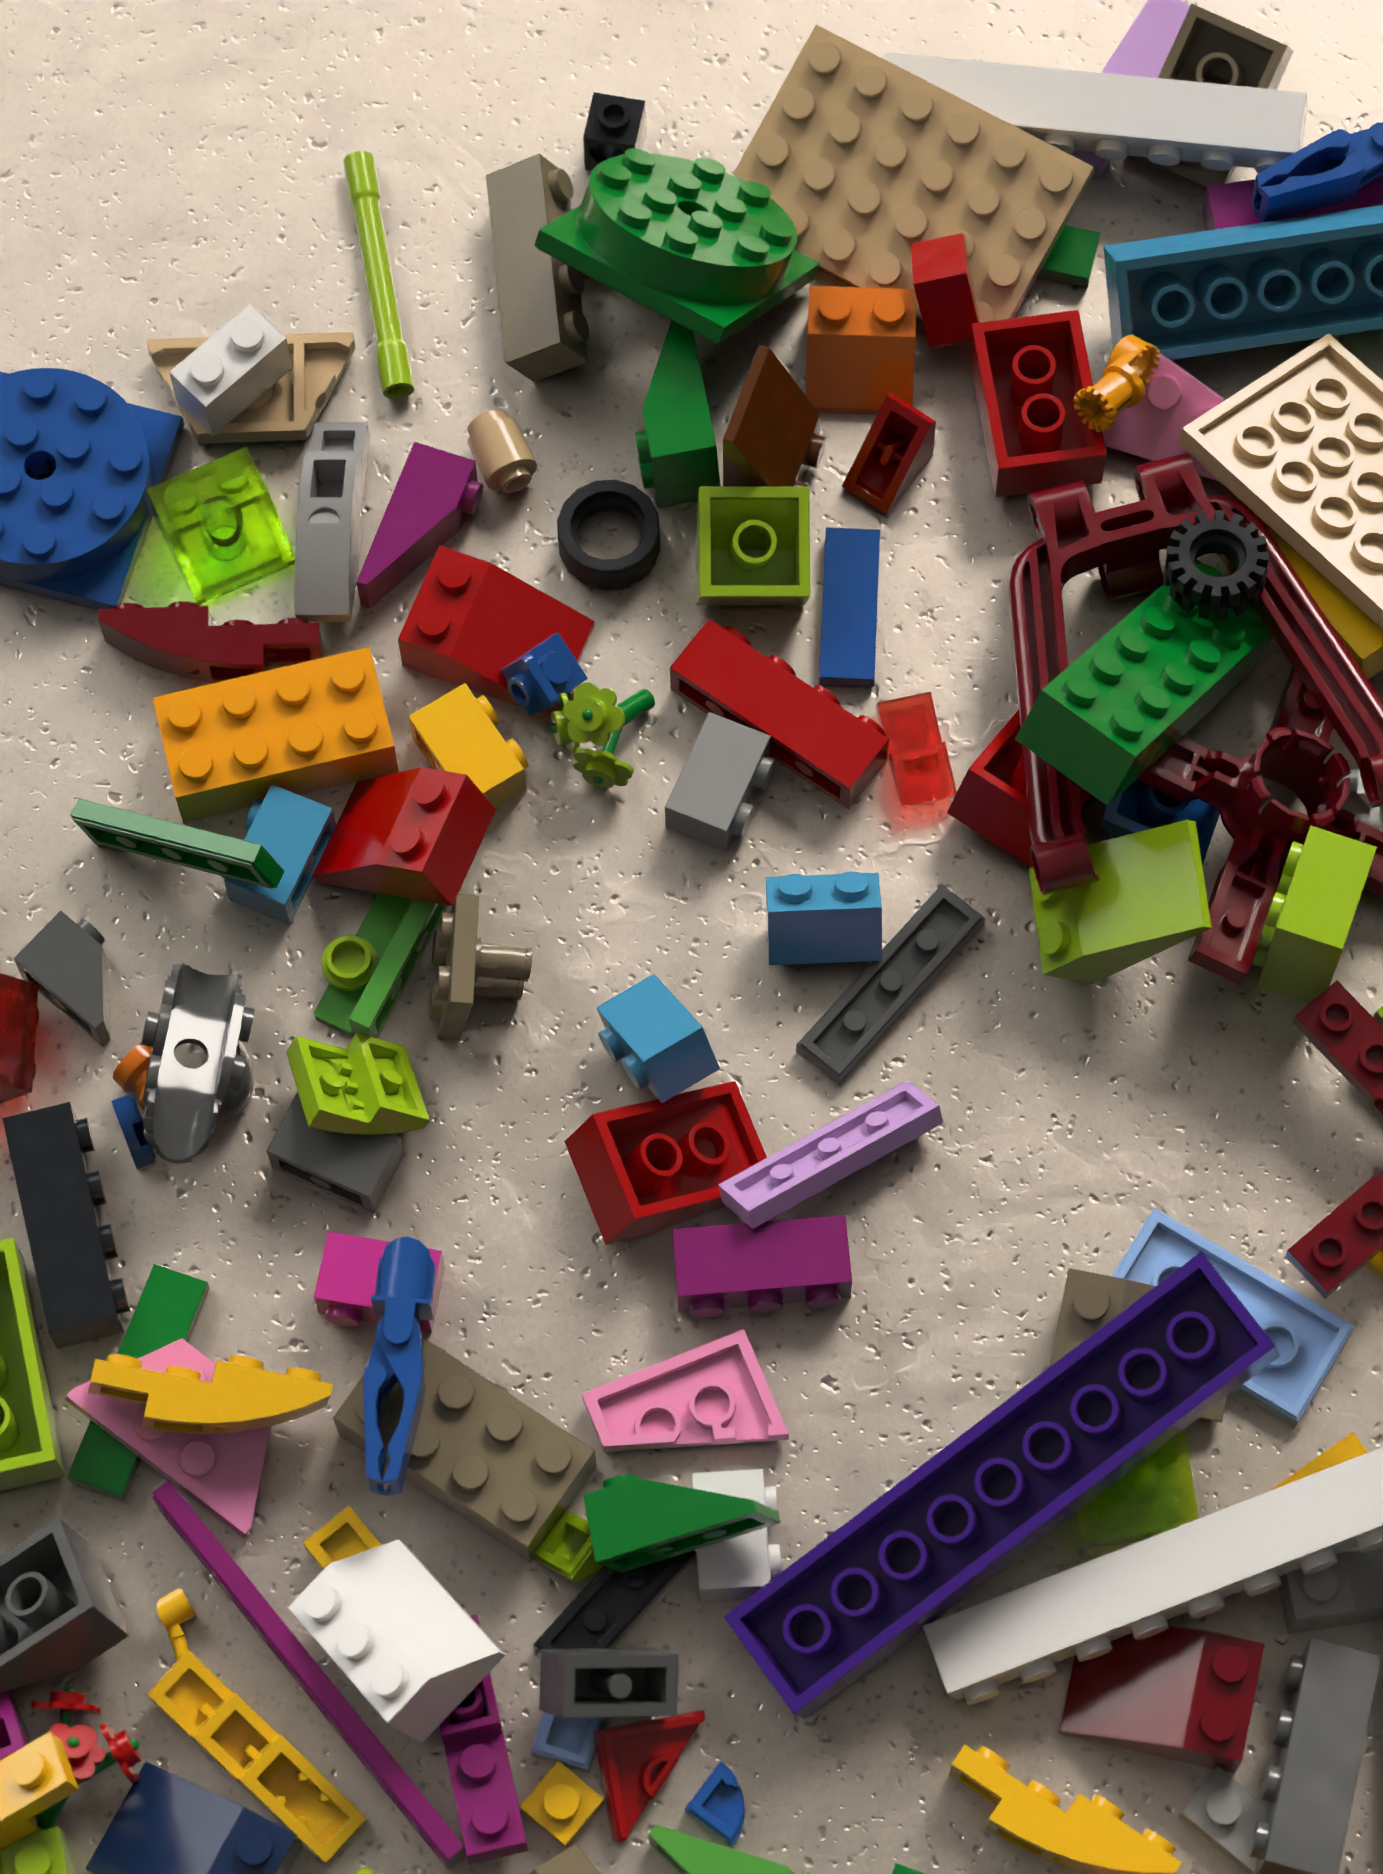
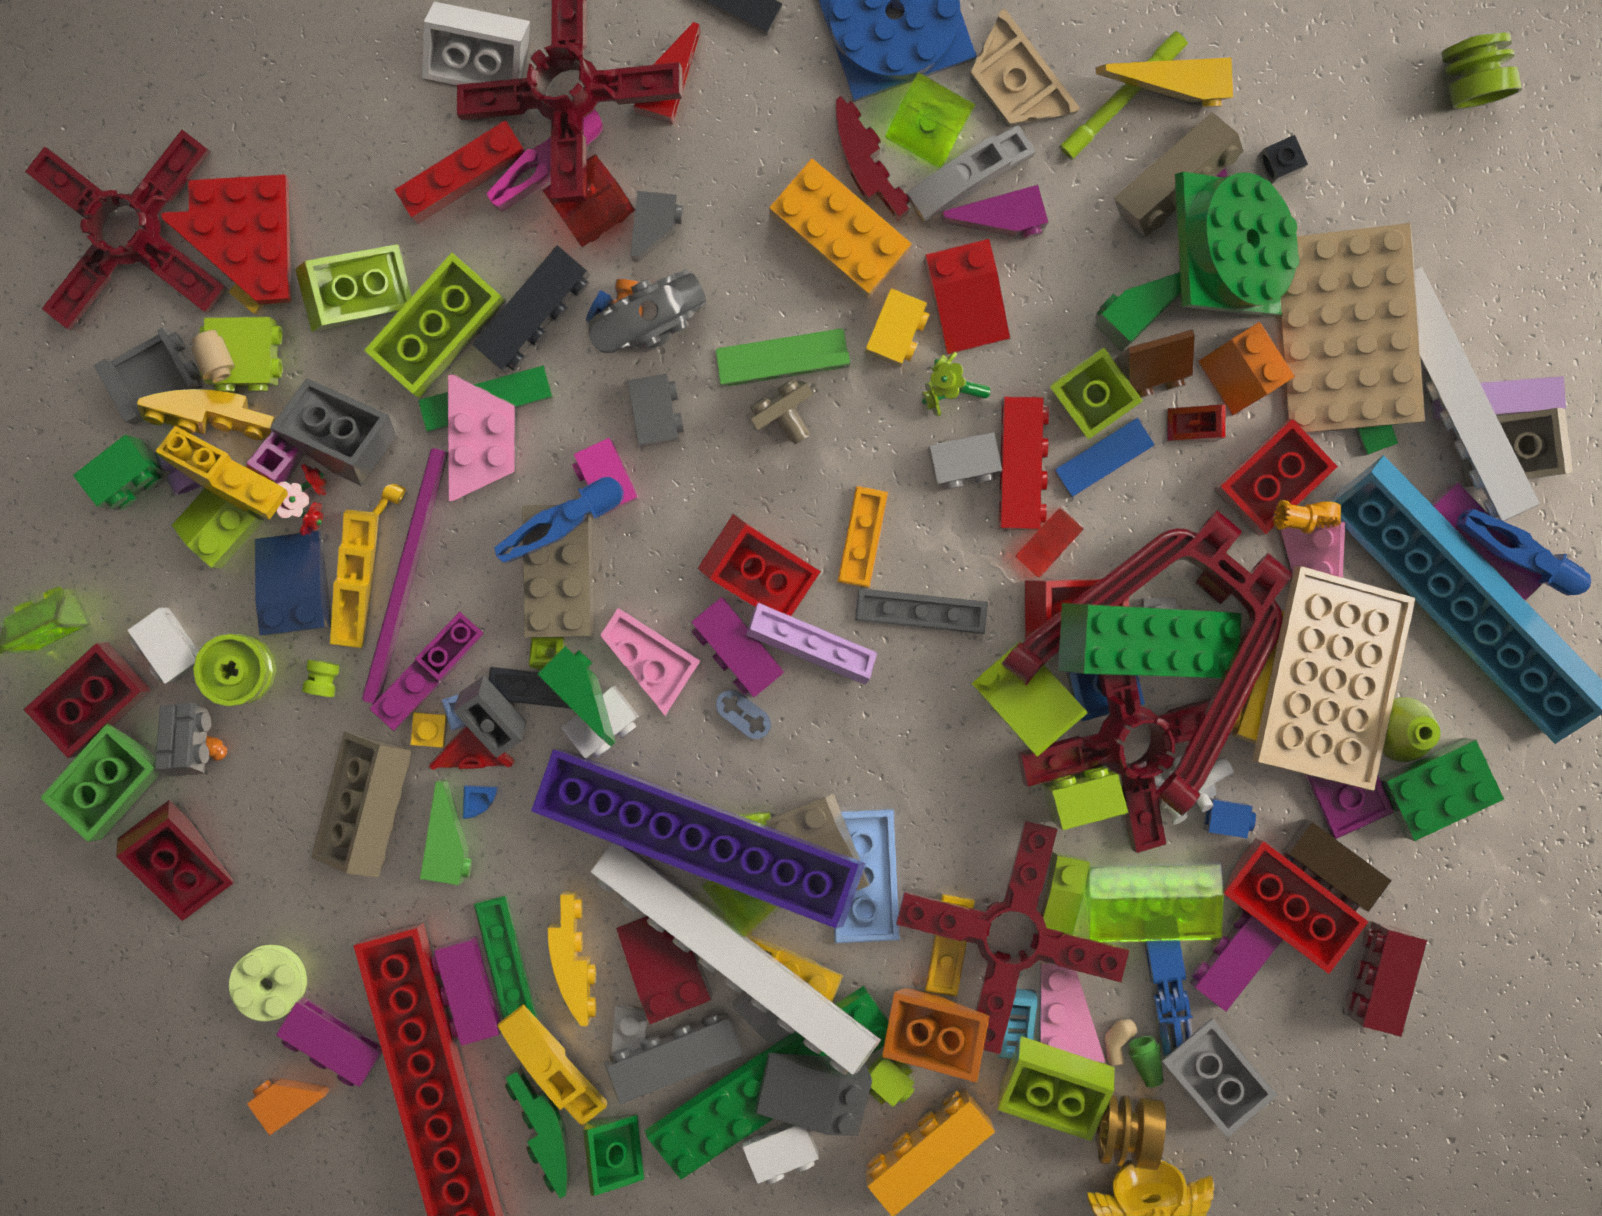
camera: 55 degrees right, 20 degrees up
(177, 844) = (746, 226): green tile -> none
(231, 370) = (1011, 65): white brick -> none
(235, 1400) = (498, 454): yellow slope -> none
(295, 836) = (781, 274): dark azure brick -> none
(340, 1539) = (473, 550): yellow plate -> none
(349, 962) = (750, 348): lime plate -> none
(357, 1088) = (689, 399): lime slope -> none
(397, 1636) = (442, 607): white slope -> none
(408, 835) = (827, 332): red slope -> none
(415, 183) = (1186, 80): none -> yellow slope
(501, 451) = (1066, 228): tan brick -> none
(543, 674) = (959, 336): blue bracket -> none
(608, 496) = (1071, 291): black tyre -> none
(656, 1039) = (809, 524): dark azure brick -> none
(727, 993) = (862, 536): none -> light orange tile
(824, 918) = (927, 559): dark azure brick -> none
(861, 1313) = (738, 720): none -> sand blue beam
(944, 290) = (1306, 389): red slope -> none
(1220, 538) = (1251, 635): black tyre -> none

